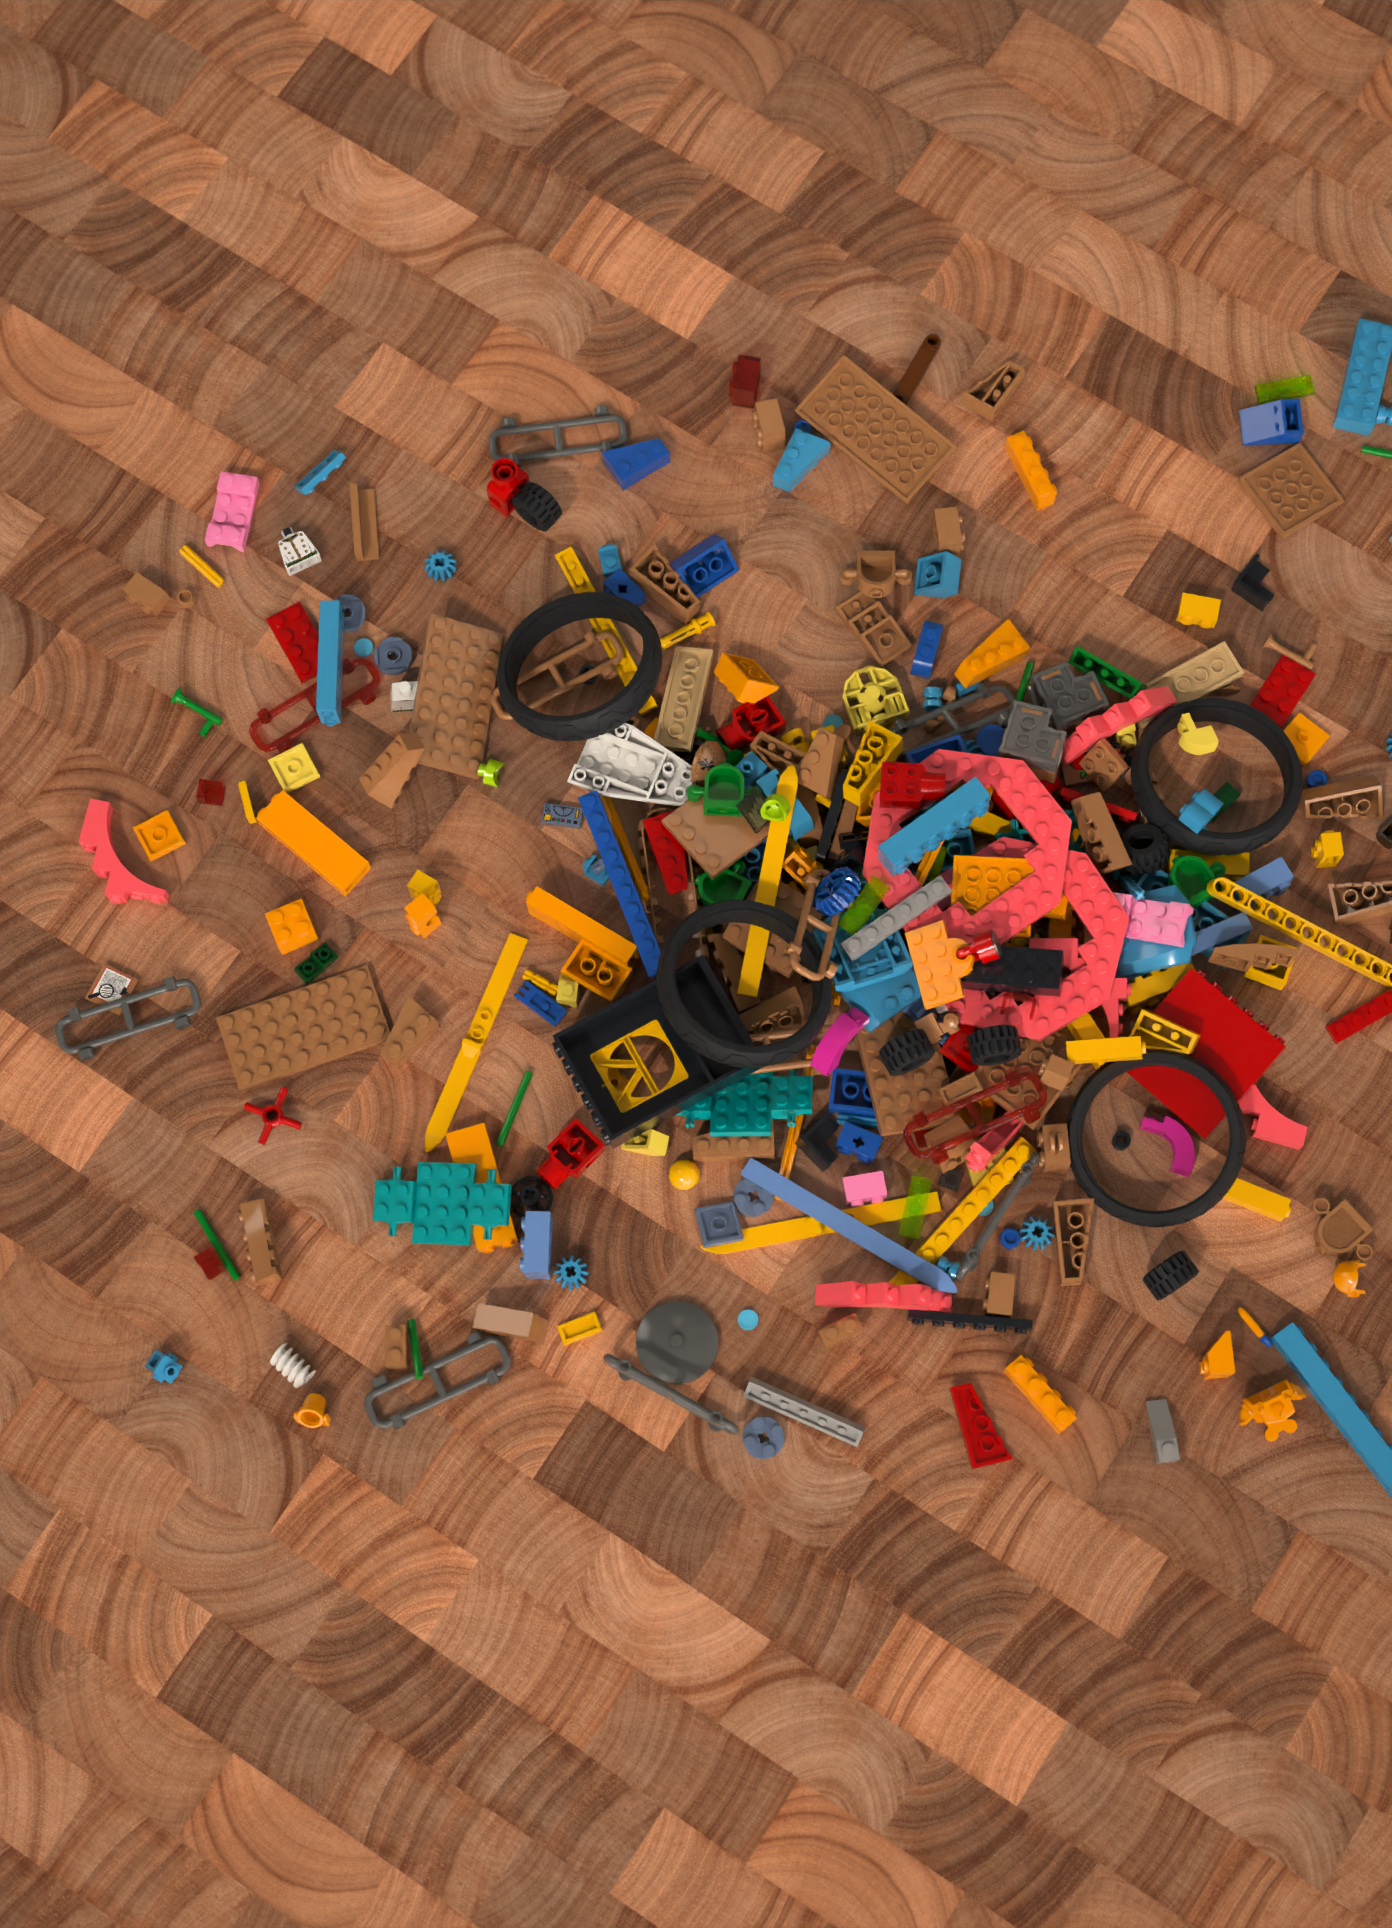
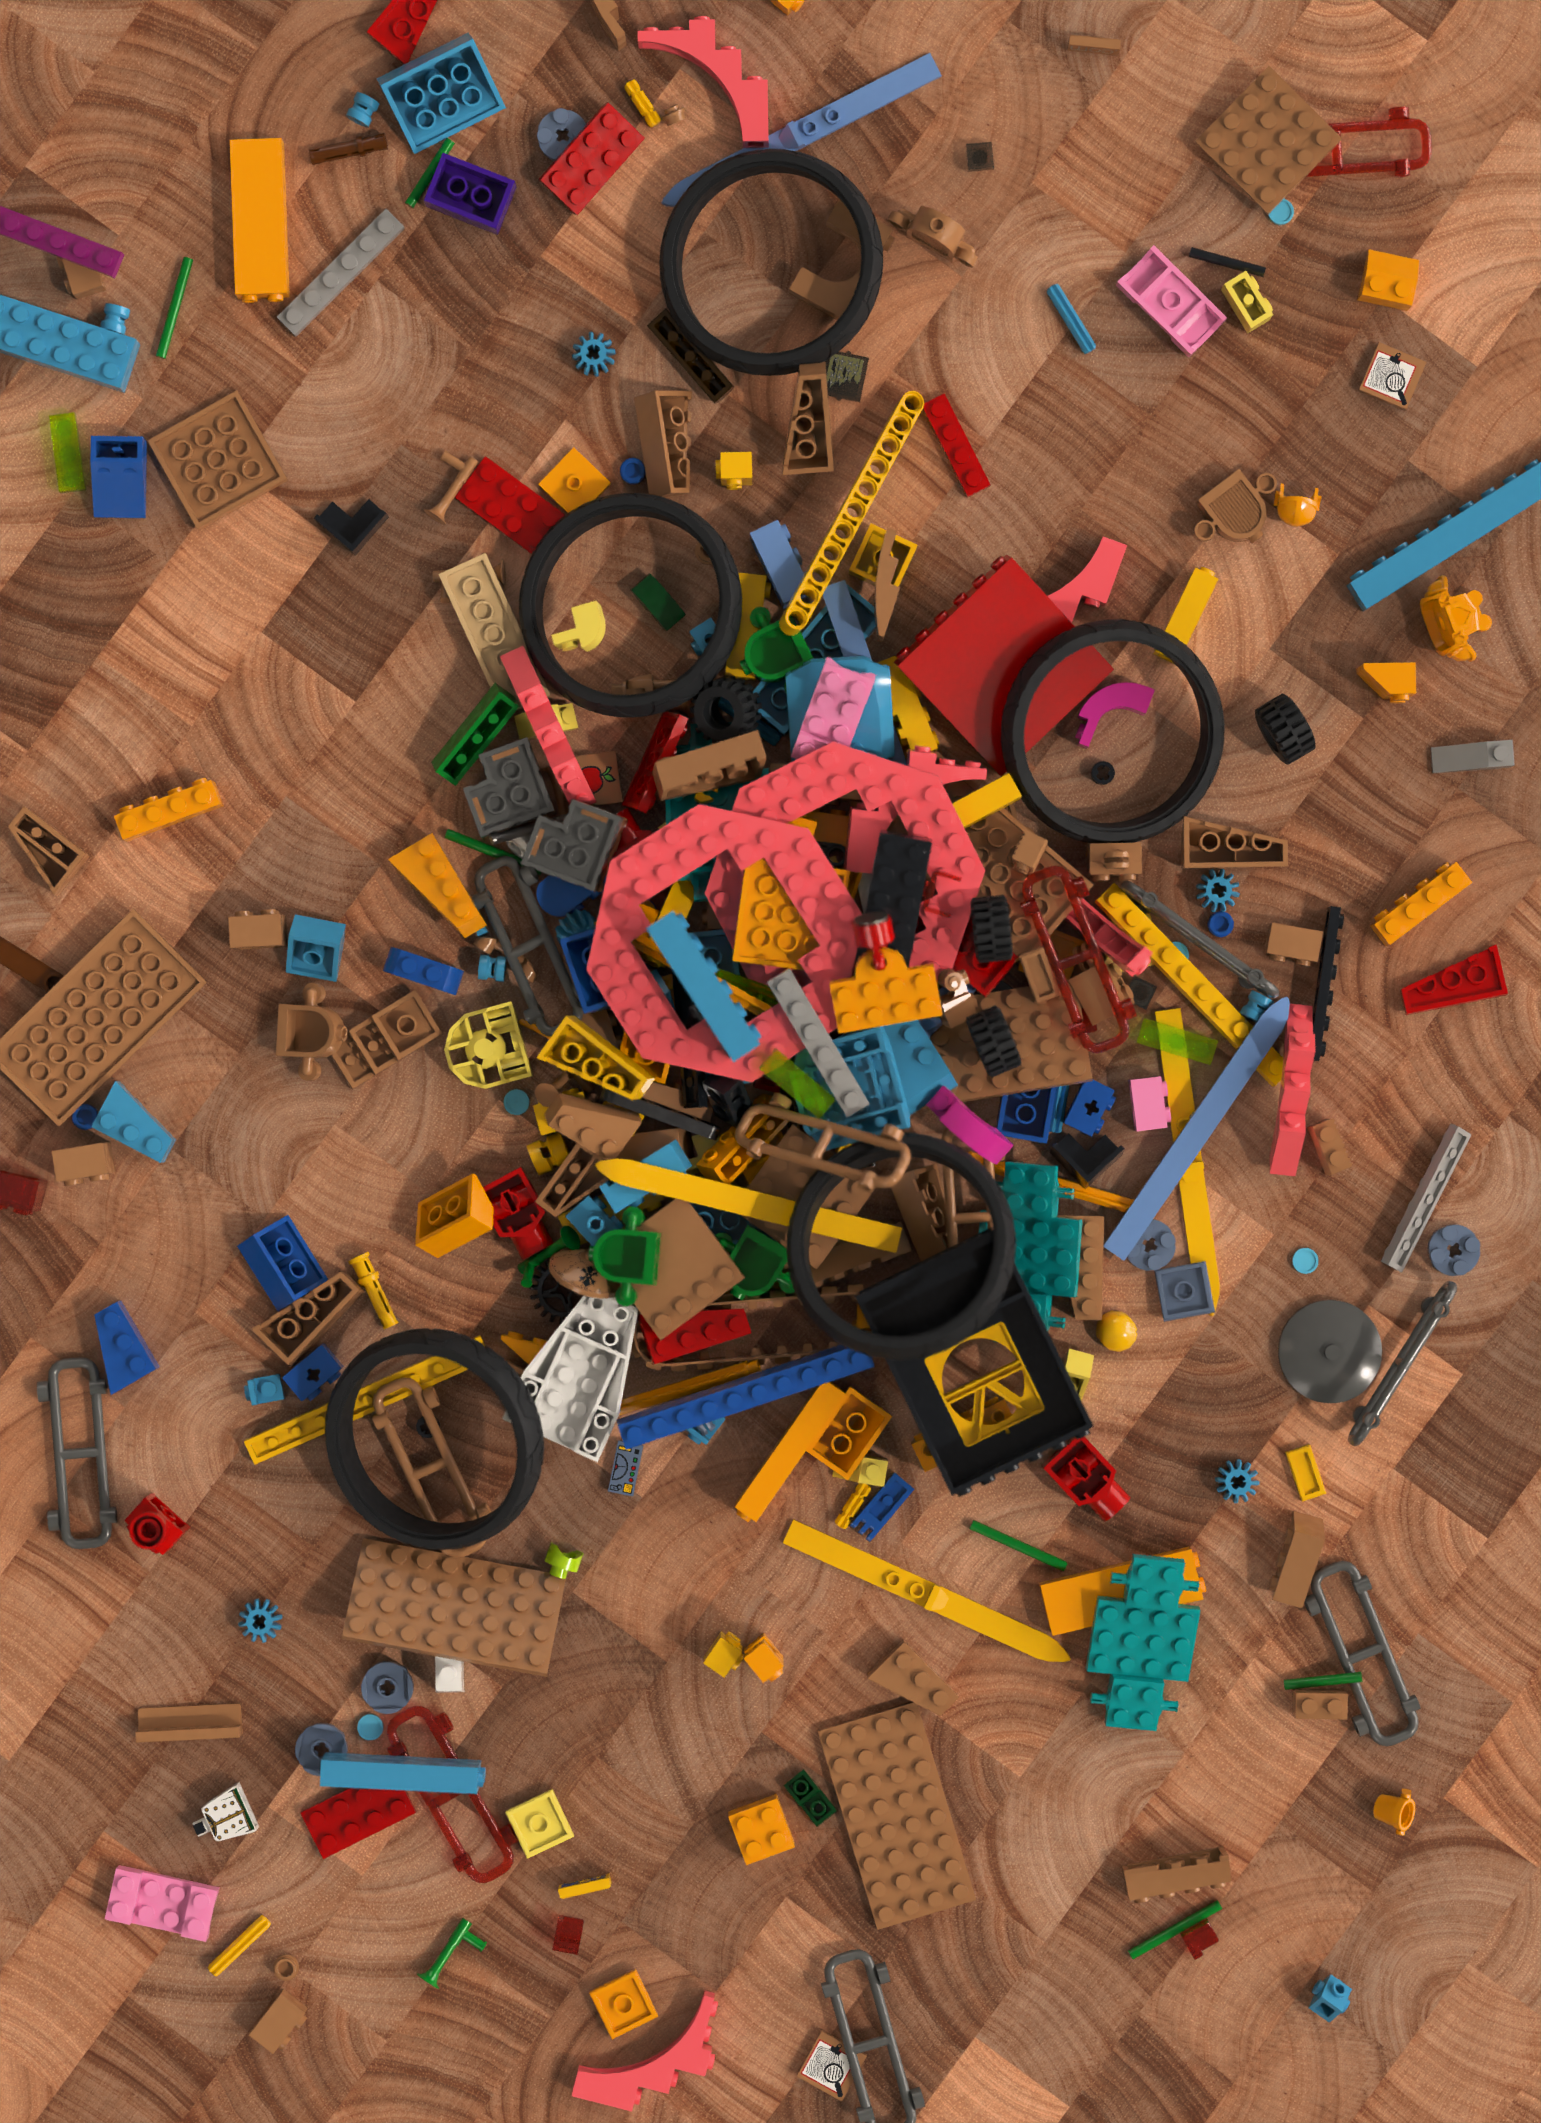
camera: 90 degrees left, 15 degrees up
(264, 1112) = (1018, 1846): red bar -> none
(291, 1366) = (1337, 1836): white piece -> none
(313, 842) = (646, 1800): light orange brick -> none
(320, 472) = (111, 1782): dark azure plate -> none
(392, 768) = (562, 1695): medium nougat wedge -> none
(530, 1195) = (1136, 1529): black wheel -> none
(536, 506) = (187, 1487): black tyre -> none
(536, 1244) = (1203, 1523): medium blue brick -> none
(683, 698) = (476, 1300): tan plate -> none
(750, 809) = (658, 1216): clear smoke piece -> none
(775, 808) = (660, 1190): lime piece -> none
(836, 891) = (775, 1117): blue gear -> none
(909, 785) = (641, 1012): red brick -> none
(1105, 1050) = (1007, 788): yellow brick -> none
(1106, 763) = (600, 744): medium nougat plate -> none
(1132, 887) = (782, 730): dark azure axle -> none
(1164, 1034) = (982, 711): yellow wedge -> none
(1198, 610) = (388, 603): yellow brick -> none
(1200, 811) = (692, 634): dark azure brick -> none
(1265, 1339) = (1363, 618): light orange piece -> none

